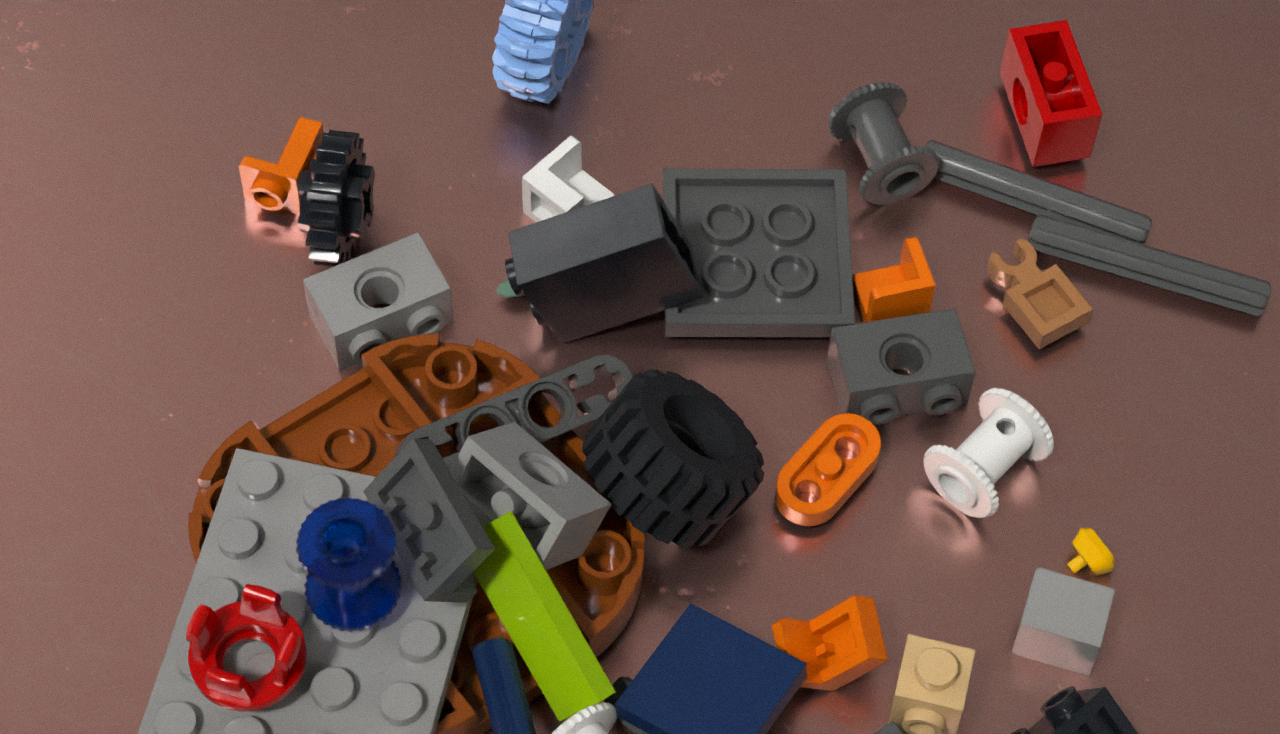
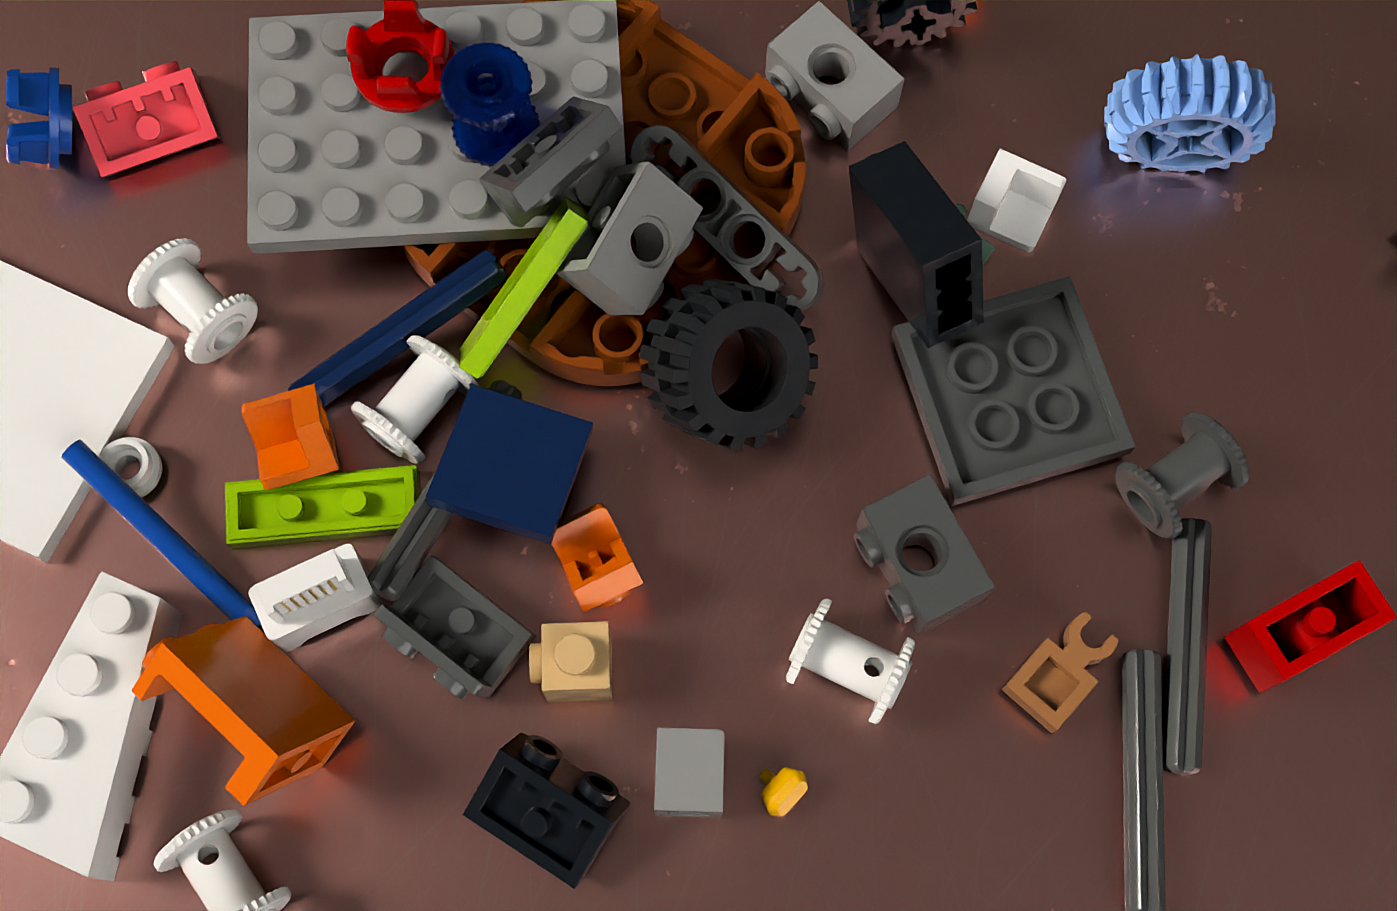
camera: 75 degrees right, 15 degrees up
(824, 473) = (792, 511): orange plate -> none
(895, 289) = (1008, 529): orange panel -> none

